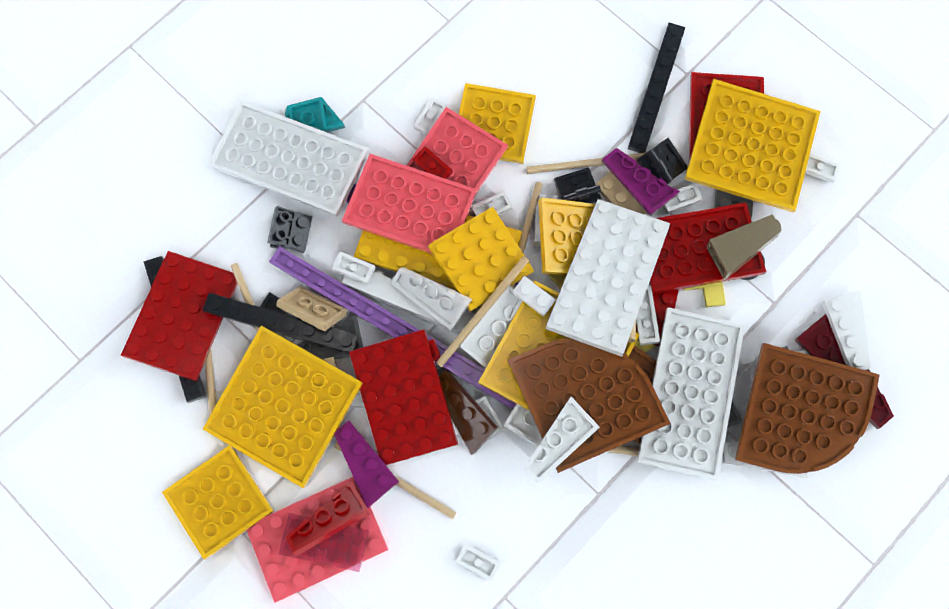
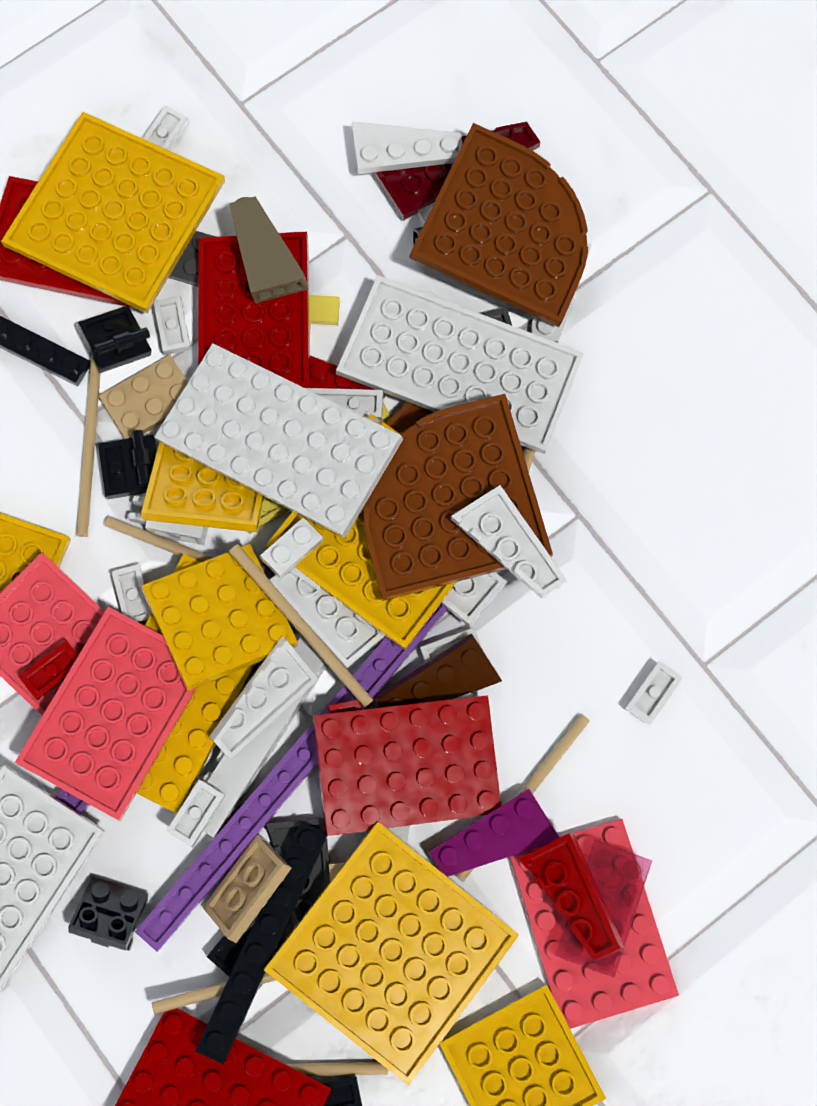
camera: 85 degrees left, 0 degrees up
(641, 184) = (146, 370): magenta wing -> none

